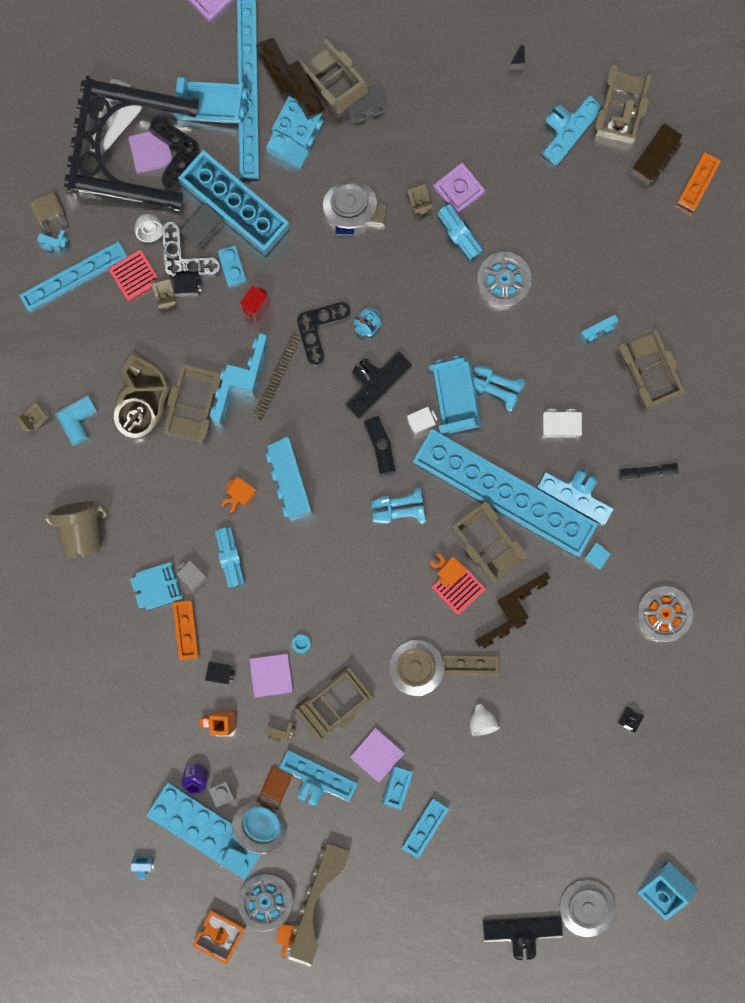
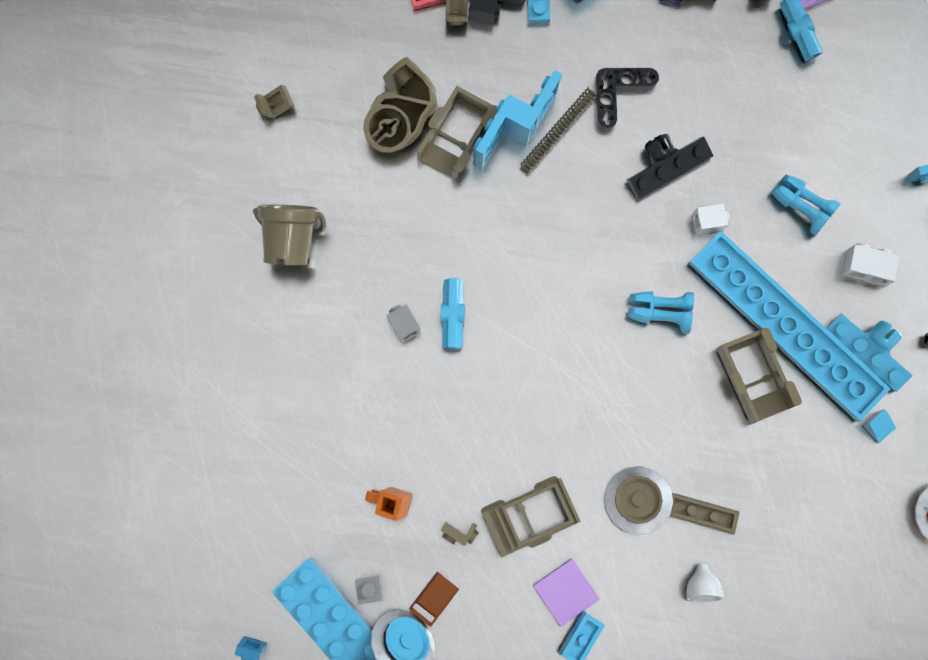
camera: 10 degrees right, 5 degrees down
(71, 418) = (317, 113): medium azure brick -> none
(156, 587) = (358, 325): medium azure plate -> none
(185, 630) = (379, 384): orange plate -> none
(194, 778) = (342, 562): dark purple head -> none
(220, 673) = (405, 444): black brick -> none
(240, 493) = (482, 244): orange brick -> none
(254, 302) = (555, 41): red brick -> none
(271, 675) = (464, 463): lavender tile -> none
(289, 479) = (544, 243): medium azure slope -> none
(301, 643) = (509, 435): medium azure tile -> none
(316, 779) = (487, 603): medium azure plate -> none
(367, 322) = (675, 96): medium azure head -> none
(384, 457) = (658, 247): black piece -> none
(450, 571) = (706, 396): orange brick -> none
(456, 395) = (758, 200): medium azure panel -> none
(461, 593) = (709, 420): coral tile -> none
(504, 278) = (839, 89): flat silver piece -> none
(513, 610) = (768, 463): dark brown bracket -> none
(630, 719) = (880, 631): black tile -> none

